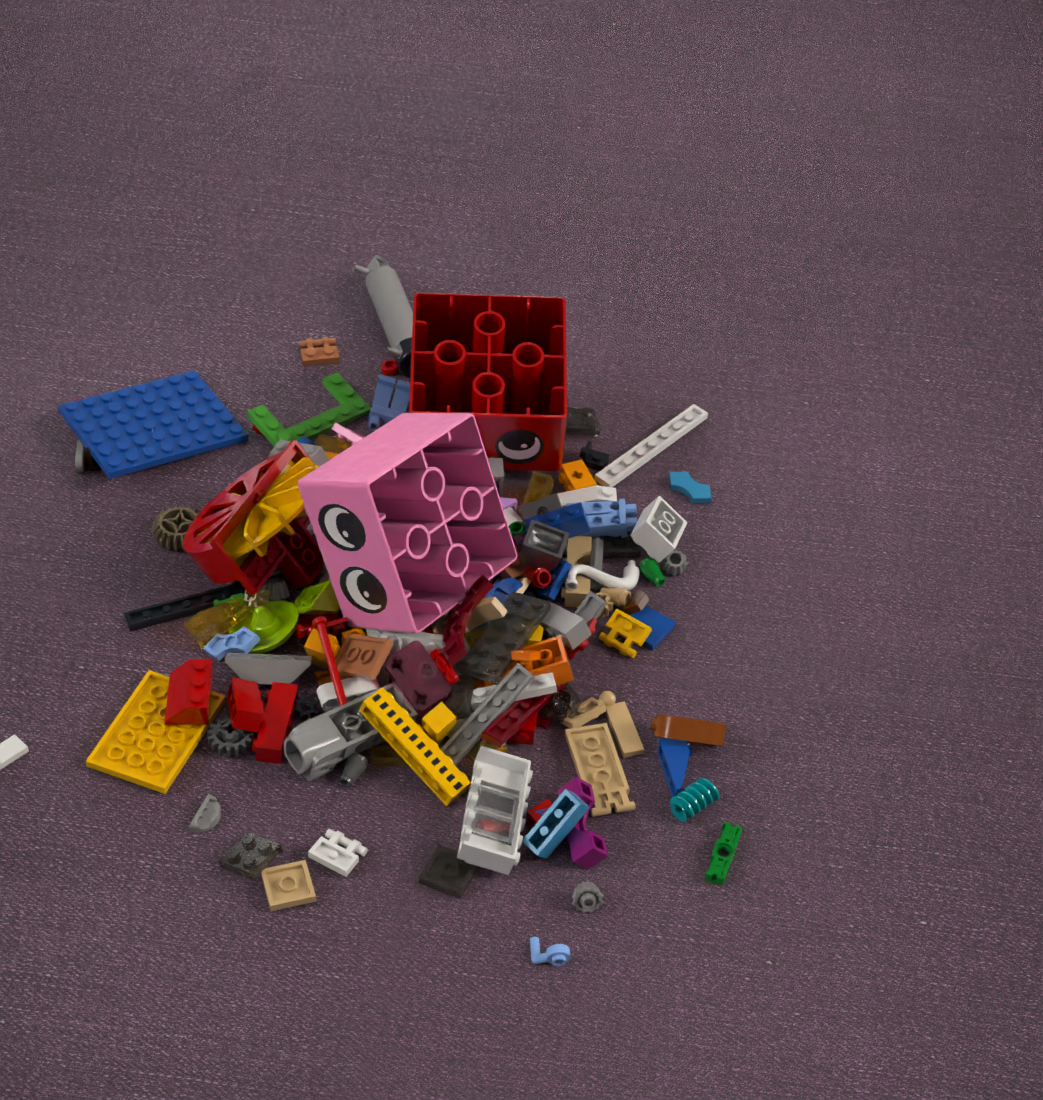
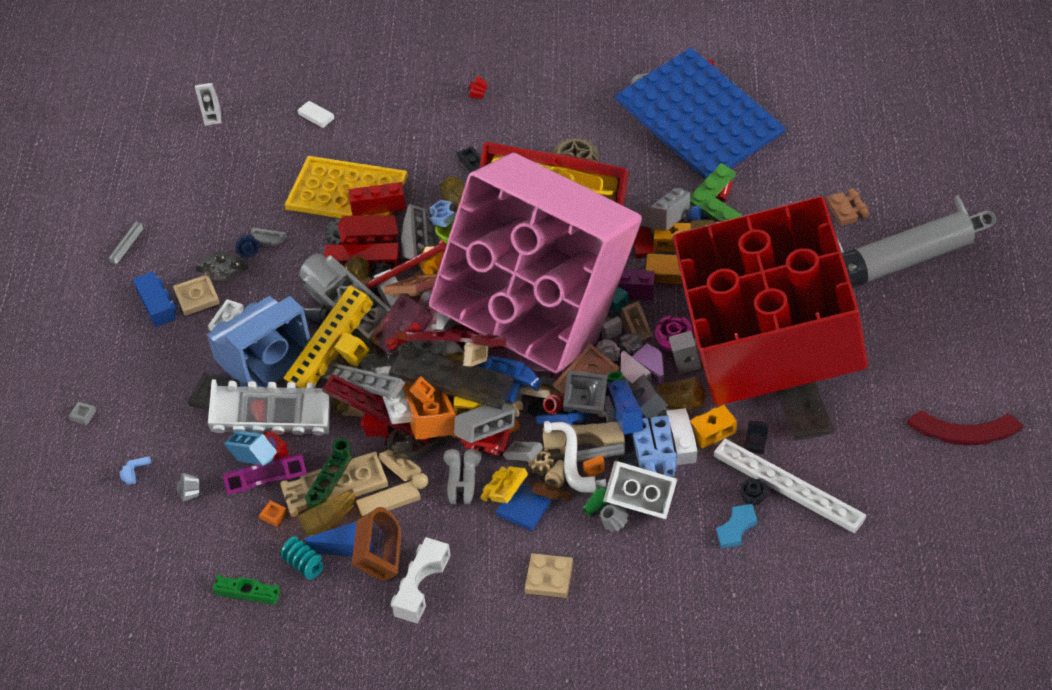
camera: 90 degrees right, 5 degrees up
(30, 595) = (477, 88): none -> red piece
(170, 961) = (125, 243): none -> light grey axle
(221, 829) = (246, 245): none -> dark blue piece
(284, 927) = (155, 298): none -> blue brick
(299, 716) = (358, 267): none -> clear yellow piece
(402, 805) = (261, 341): none -> medium blue brick
(449, 1009) = (82, 413): none -> light grey tile
(570, 750) = (342, 452): none -> dark green beam
(609, 666) = (454, 459): none -> light grey piece
(611, 336) = (965, 434): none -> dark red tile
(611, 565) = (594, 466): none -> orange tile
(627, 827) = (273, 513): none -> orange tile
(645, 778) = (326, 515): none -> clear yellow slope
(658, 467) = (753, 491): none -> black piece
(730, 618) = (549, 575): none -> tan plate
(750, 718) = (430, 559): none -> white arch

